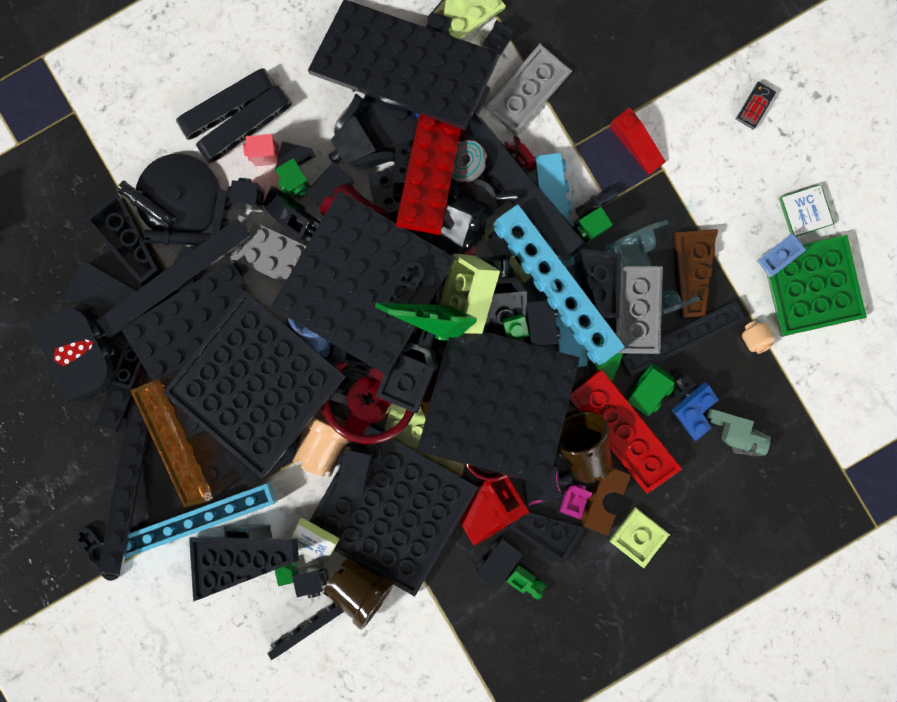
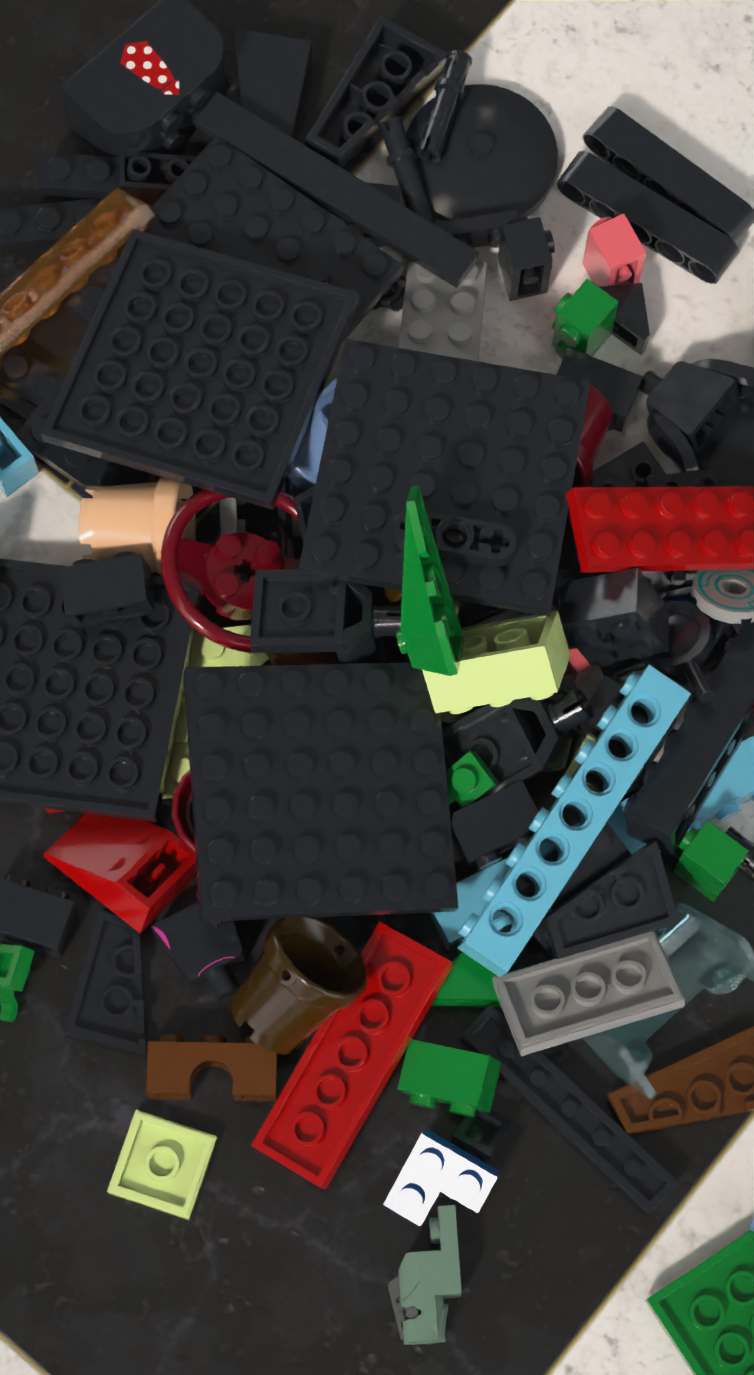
camera: 70 degrees right, 15 degrees down
(290, 214) = (523, 332): black slope -> none
(575, 500) = (190, 1014): dark pink bracket -> none
(758, 337) = (625, 1250): light nougat head -> none

